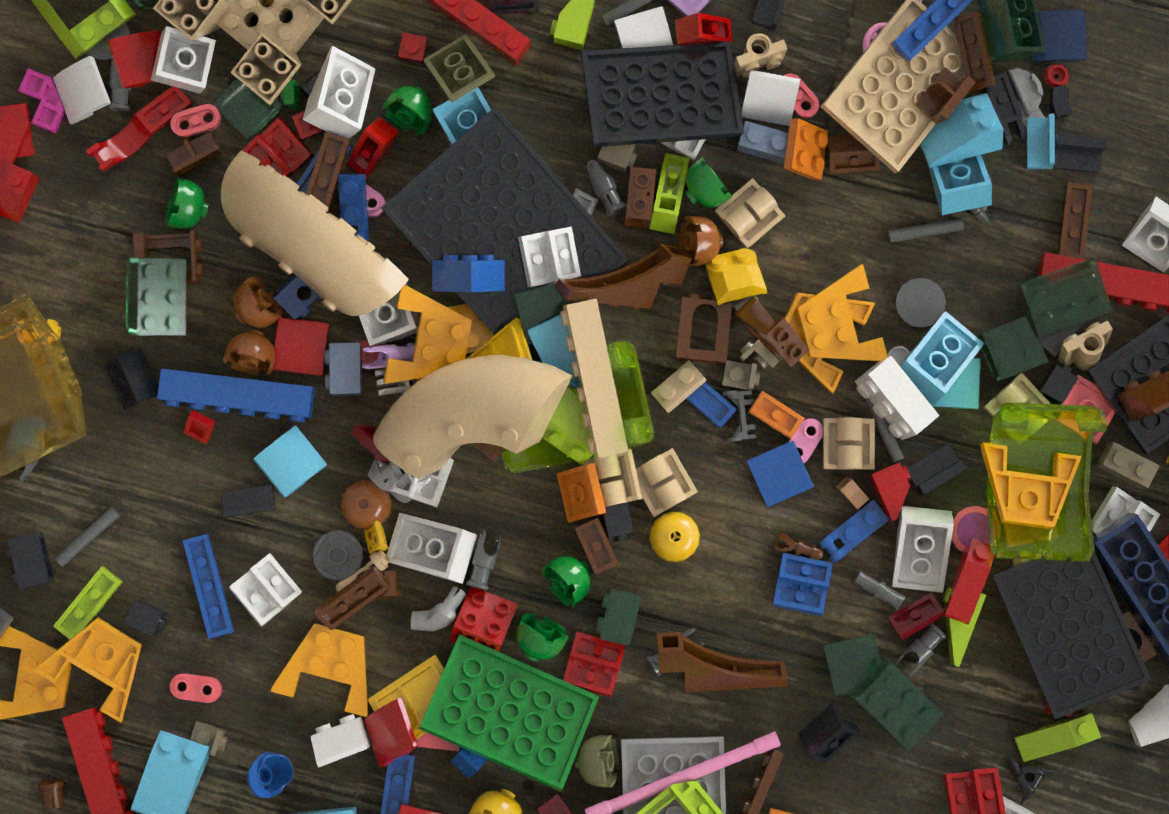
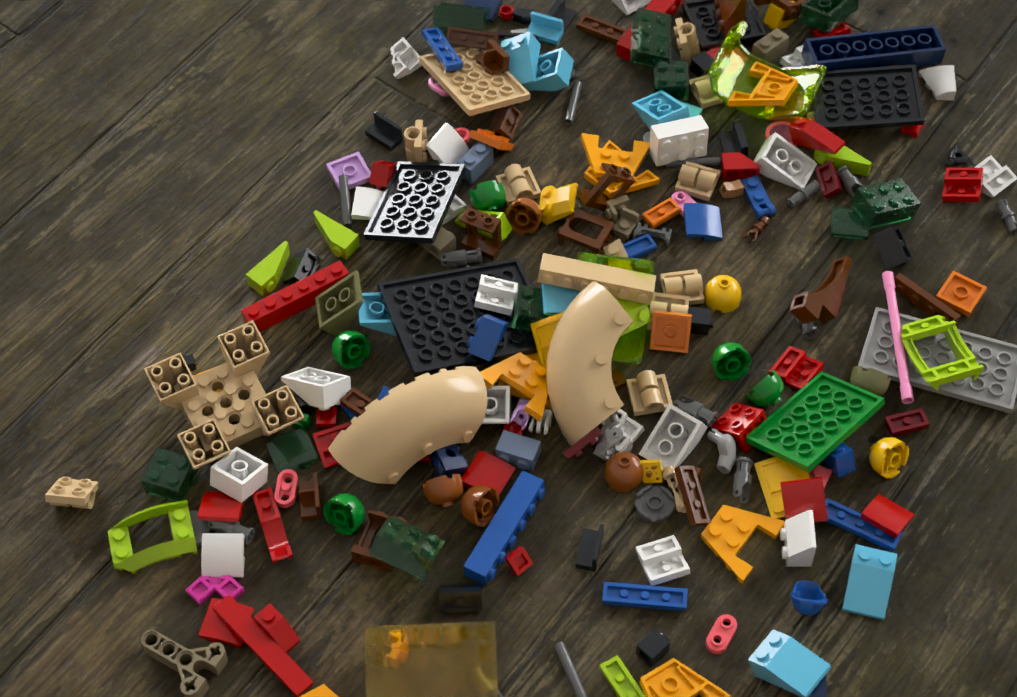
camera: 65 degrees left, 30 degrees down
(209, 736) = (762, 632): dark tan bracket -> none
(290, 462) = (571, 510): medium azure slope -> none
(372, 147) = (364, 379): red slope -> none
(404, 648) = (742, 479): none -> dark grey piece
(412, 47) = (306, 339): red plate -> none
(485, 497) = (648, 393): none -> tan plate
(596, 546) = (710, 336): reddish brown panel -> none
(619, 616) = (768, 335): clear green brick -> none
(632, 285) = (533, 246): reddish brown arch -> none
(802, 584) = (783, 235): blue slope -> none
(920, 303) = (619, 119): dark grey tile -> none
(1027, 89) = (508, 26): light grey plate -> none
(1058, 736) = (935, 131): lime slope -> none

